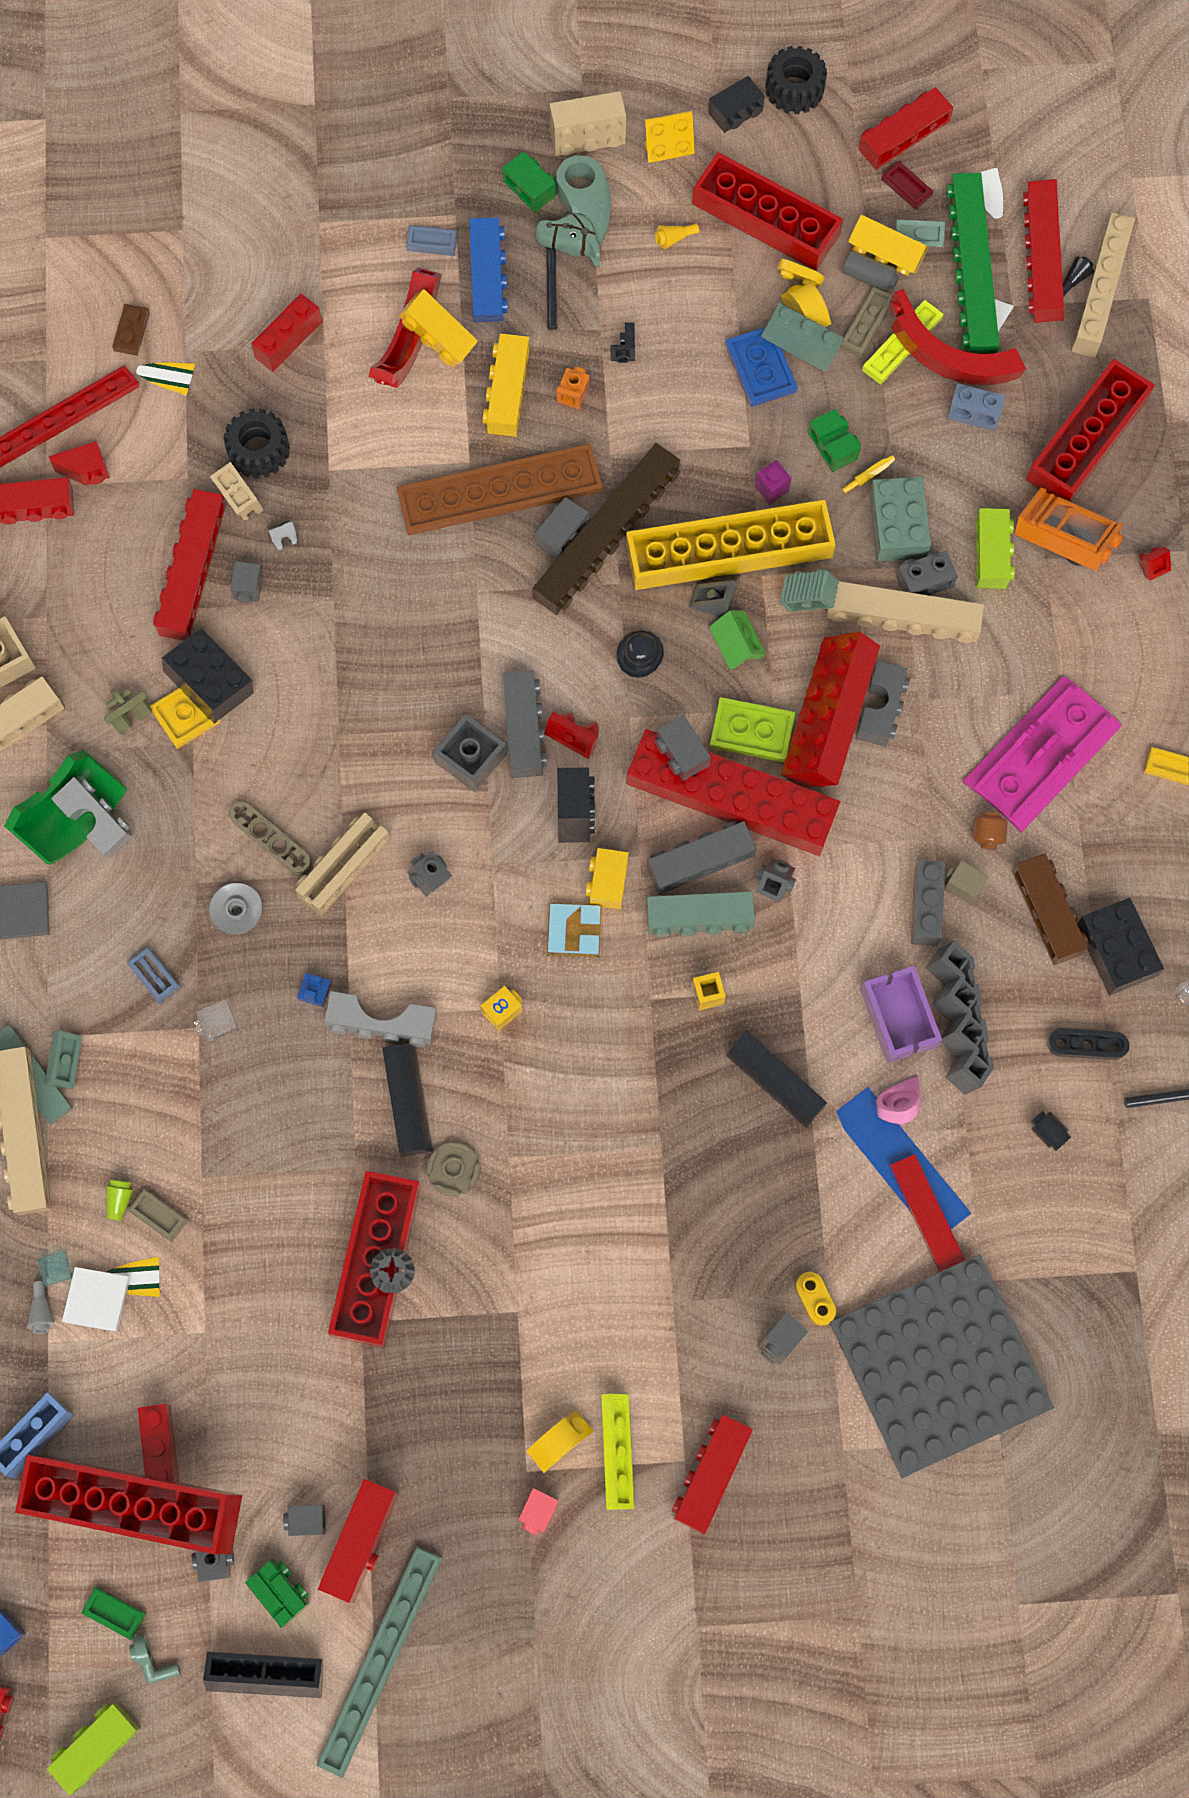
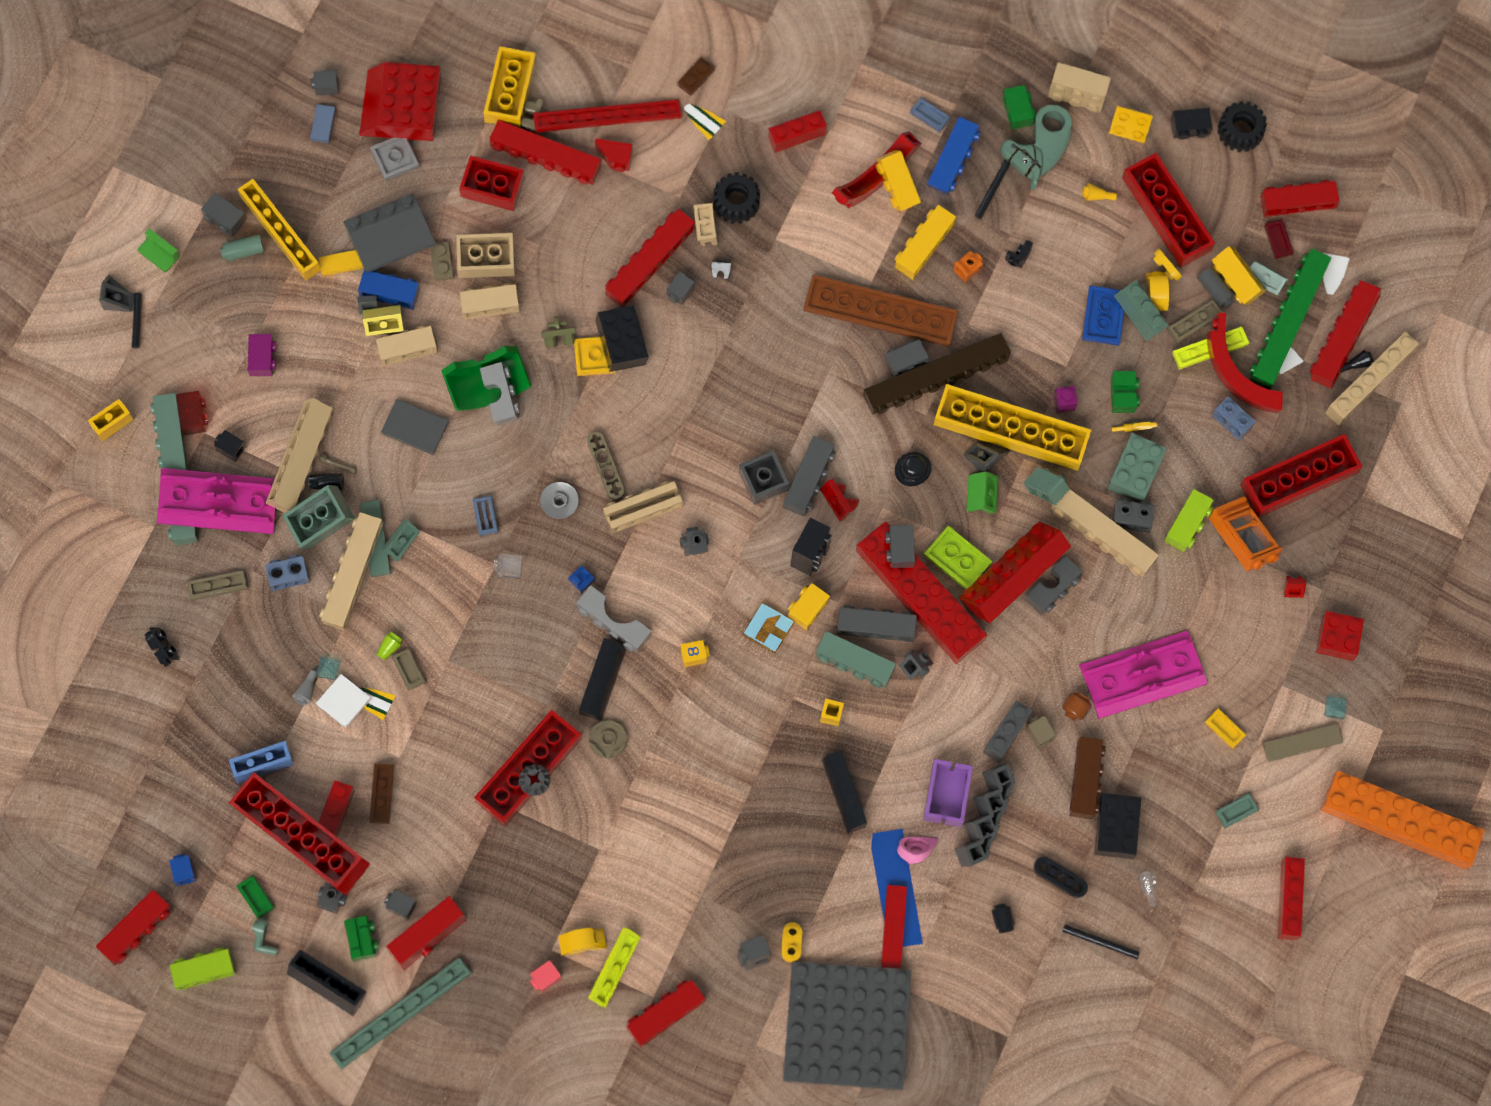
camera: 25 degrees right, 0 degrees up
(207, 1391) = (381, 793): none -> reddish brown plate

